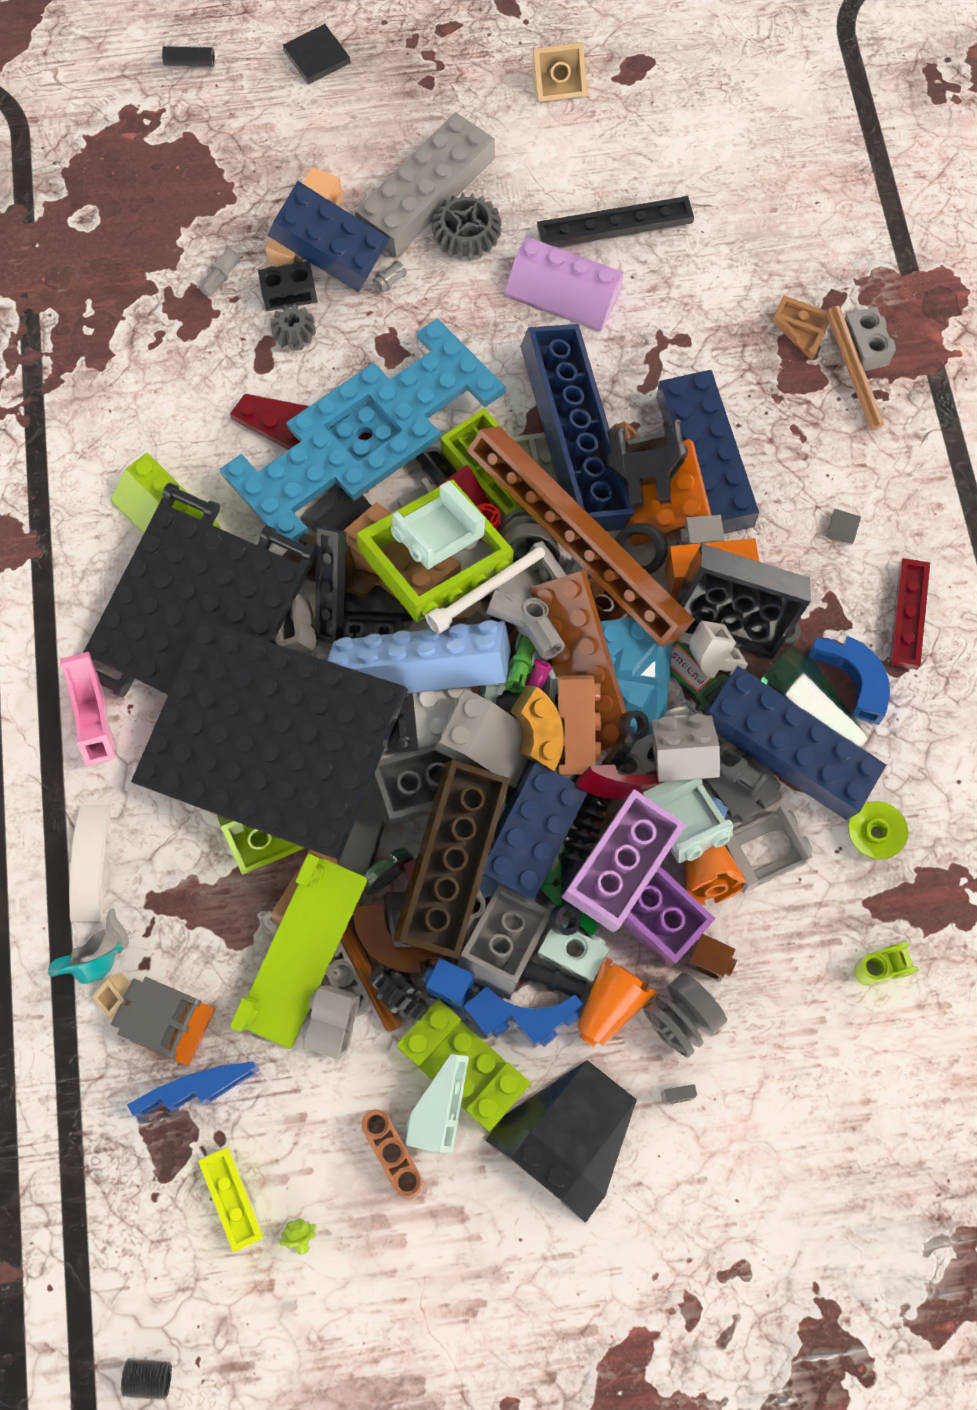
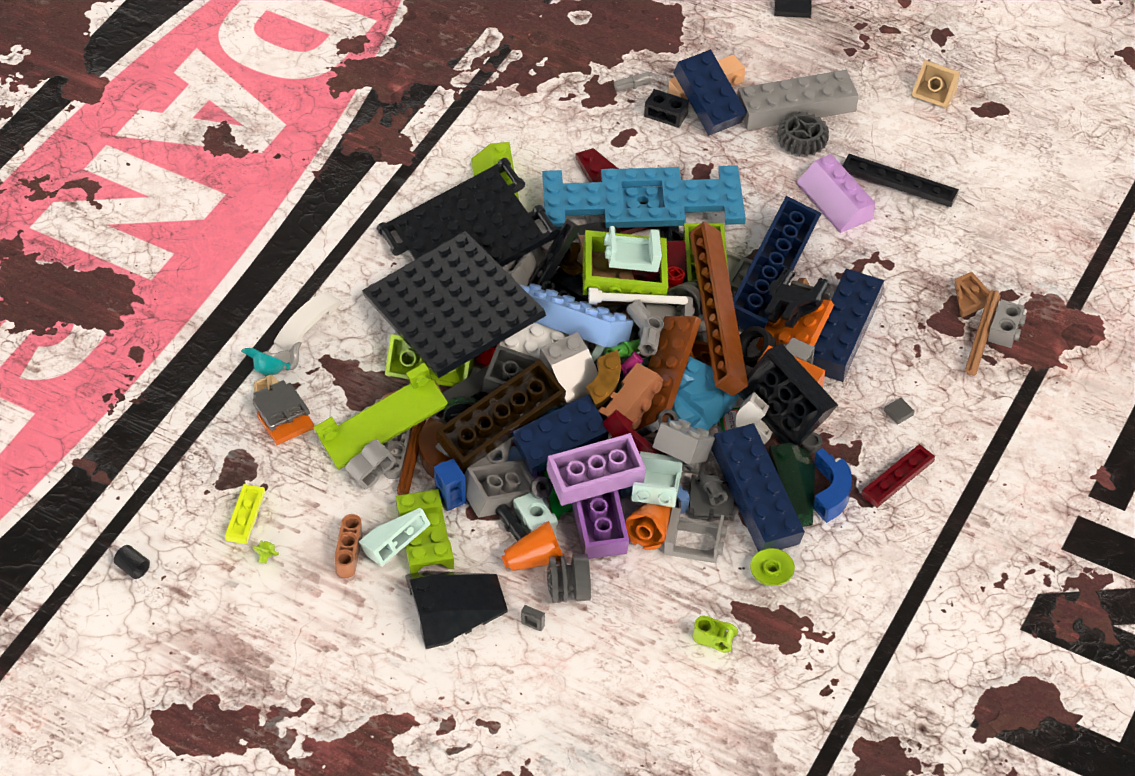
camera: 35 degrees right, 20 degrees down
(89, 709) = (373, 243): bright pink arch -> none
(205, 1084) = (276, 452): blue slope -> none
(293, 327) = (651, 130): dark grey gear -> none
(389, 276) = (732, 135): light grey pin -> none
(398, 993) = (418, 469): black gear -> none
(404, 733) = (530, 336): black hinge -> none
(537, 1025) = (484, 537): blue arch -> none
(712, 958) = (612, 567): reddish brown brick -> none

